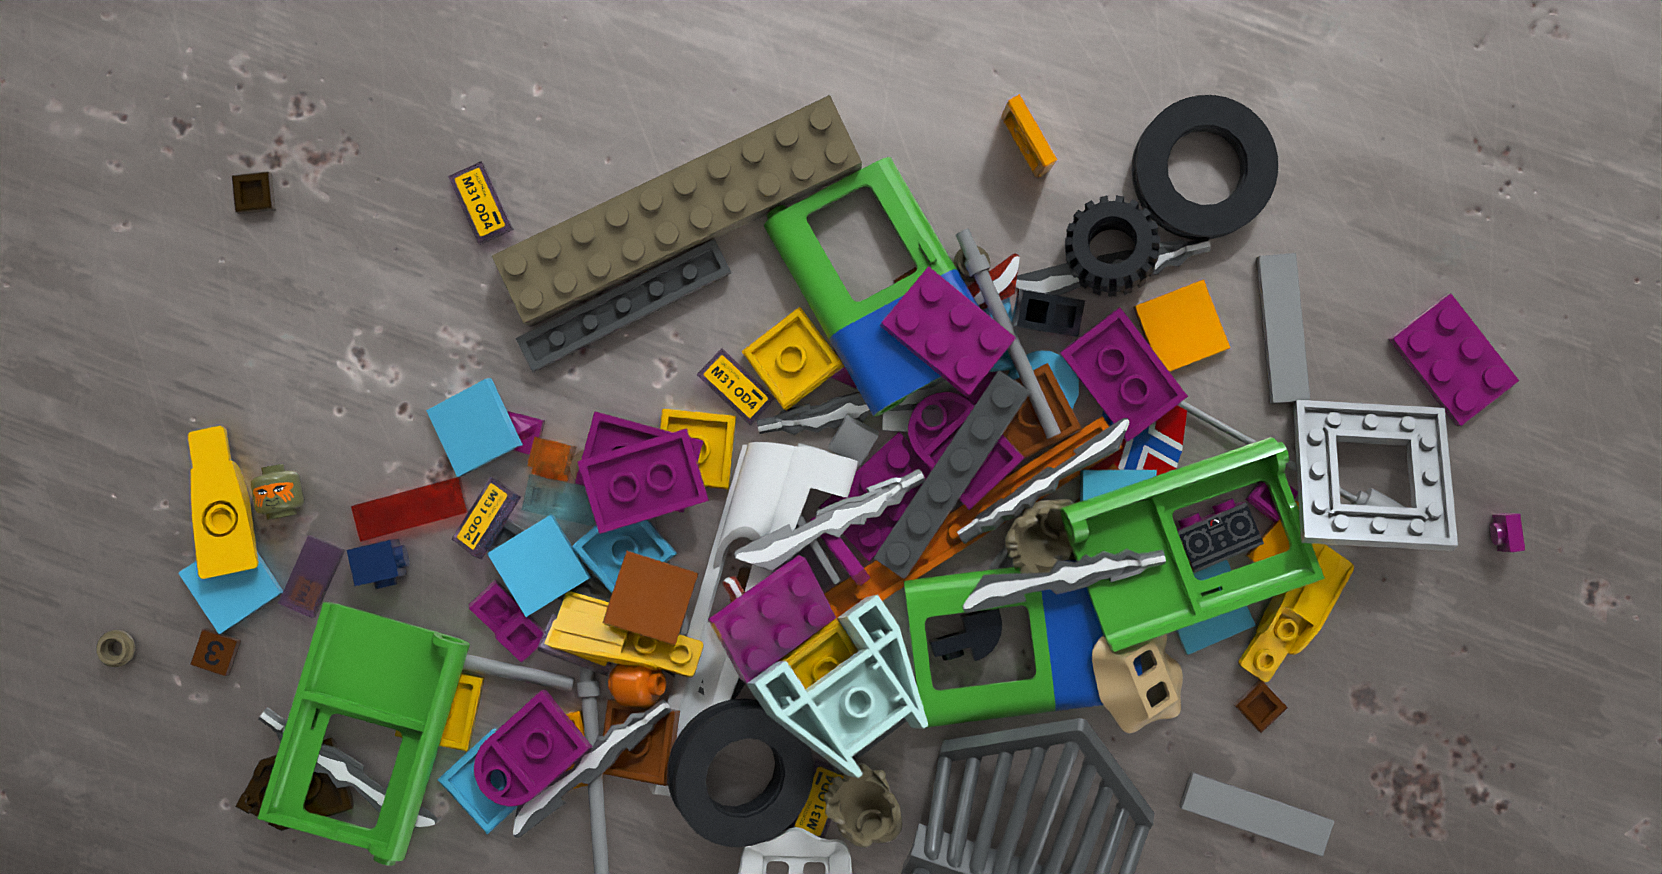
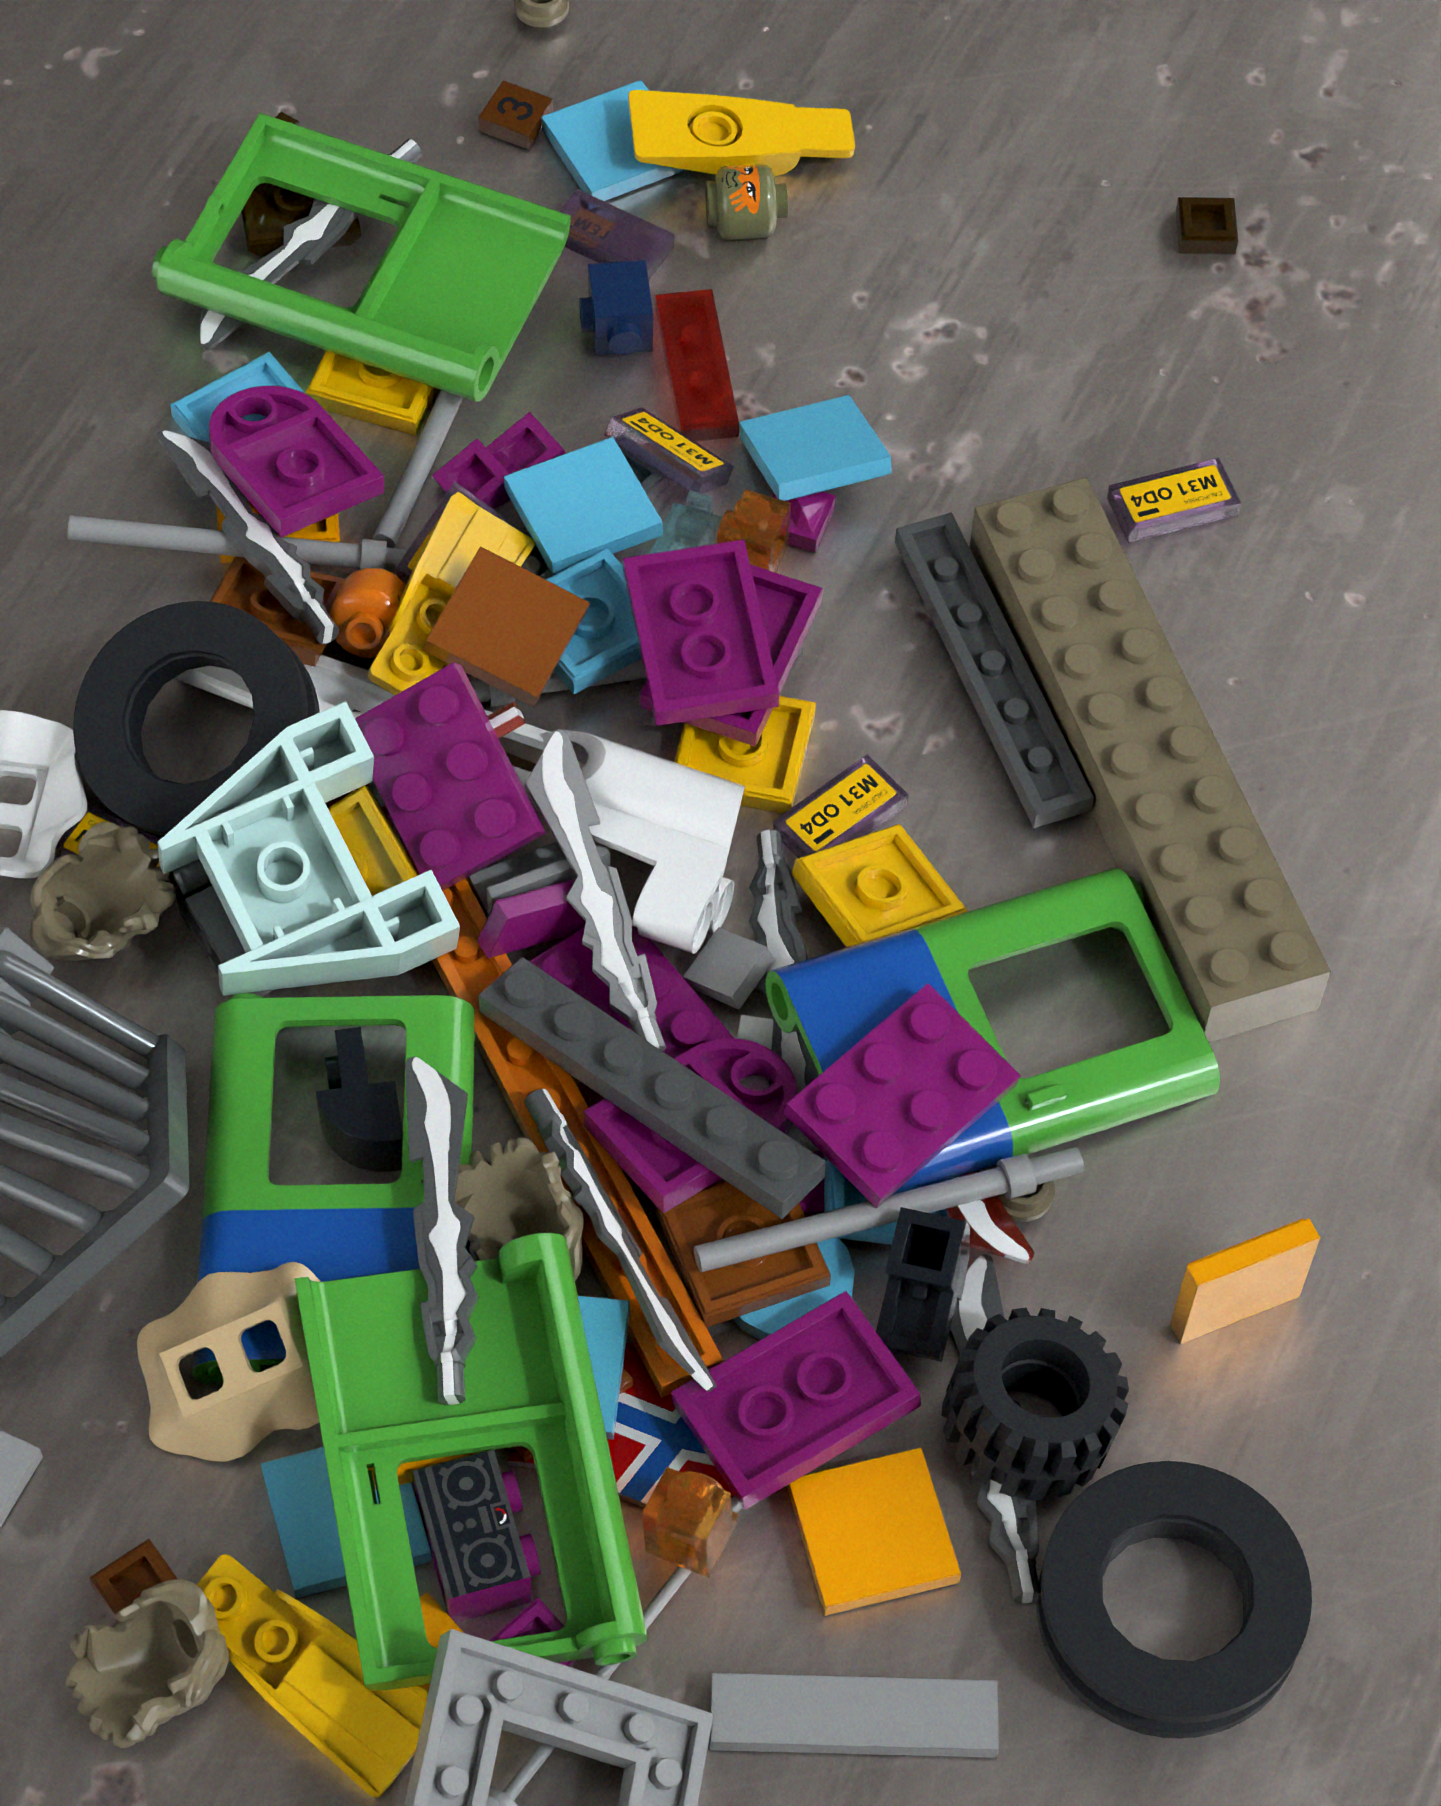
camera: 90 degrees right, 30 degrees down
(1202, 422) = (695, 1509): none -> clear orange brick
(1313, 692) = (149, 1664): none -> dark tan hair

